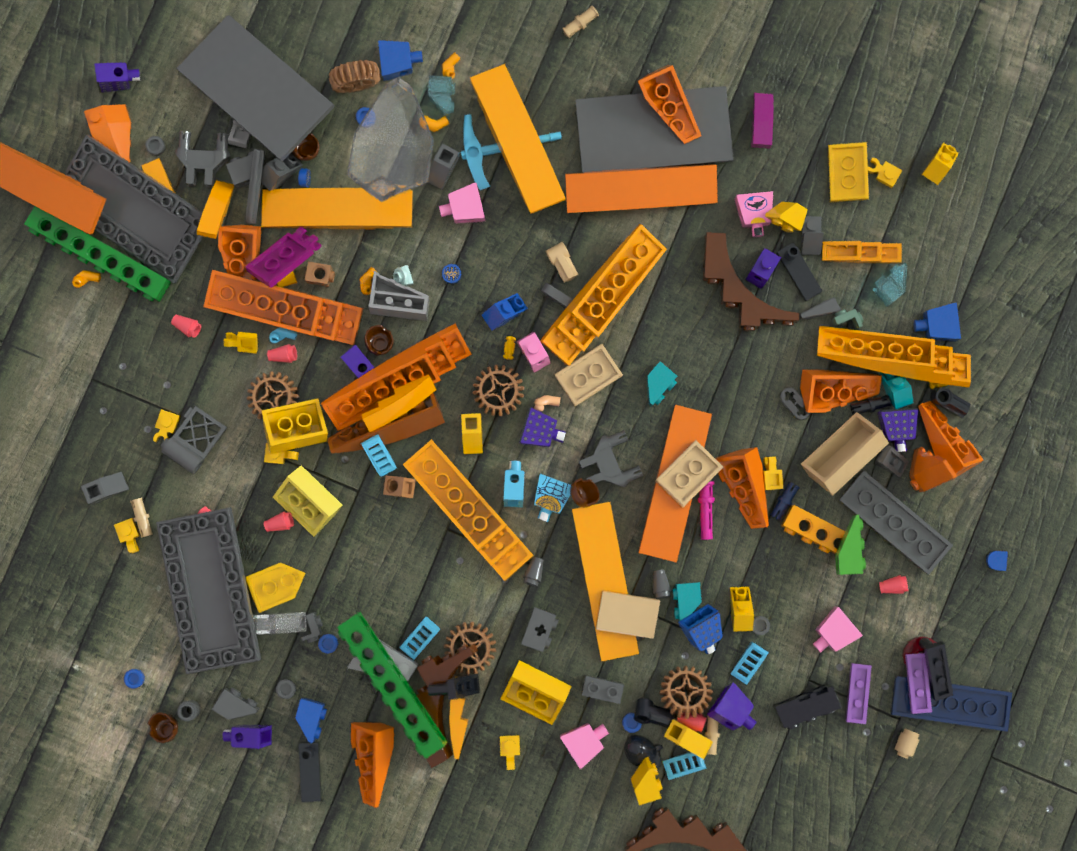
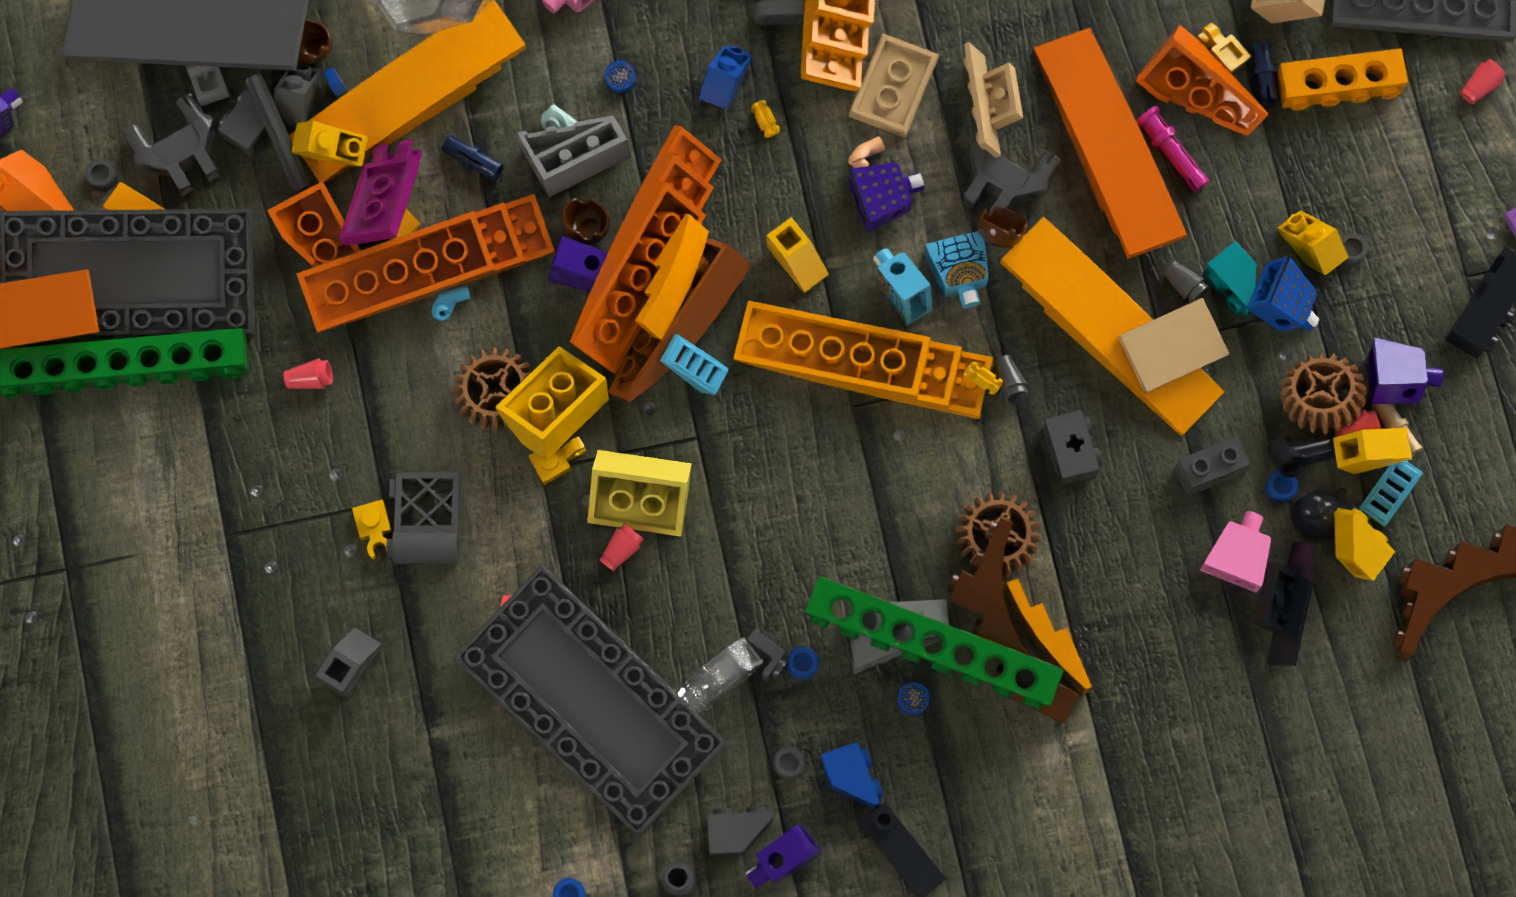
camera: 35 degrees left, 10 degrees down
(84, 277) = (122, 407): light orange arm -> none
(127, 532) = (421, 703): yellow plate -> none
(141, 517) = (426, 669): tan pin -> none
(215, 209) = (247, 192): light orange slope -> none
(243, 341) = (405, 343): yellow plate -> none
(274, 585) = (675, 636): yellow tile -> none
(276, 210) = (329, 144): none -> yellow slope
(283, 354) = (468, 325): coral cone -> none
(313, 268) = (441, 203): medium nougat brick -> none
(346, 266) = (472, 157): none -> dark blue pin
(365, 281) = (512, 160): light orange arm -> none
(369, 700) = (913, 699): none -> blue tile
(374, 750) = (971, 765): orange wedge -> none
(399, 486) = (761, 387): medium nougat brick -> none
(429, 625) = (933, 545): medium azure slope -> none
(456, 687) = (1024, 582): black piece -> none
(507, 386) = (771, 165): medium nougat gear -> none
(509, 747) = (1147, 631): yellow plate -> none
(519, 563) = (983, 378): none -> yellow piece
(533, 351) = (800, 99): bright pink torso -> none
(536, 692) = (1128, 533): yellow slope -> none
(589, 783) = (1286, 601): none -> black bracket
(631, 419) = (993, 96): none -> tan bracket
(658, 381) = (991, 31): teal slope -> none
(689, 473) = (1118, 114): tan tile -> none
(747, 652) = (1384, 279): medium azure slope -> none
(836, 631) = (1454, 187): bright pink torso -> none
(849, 553) = (1398, 71): bright green slope -> none

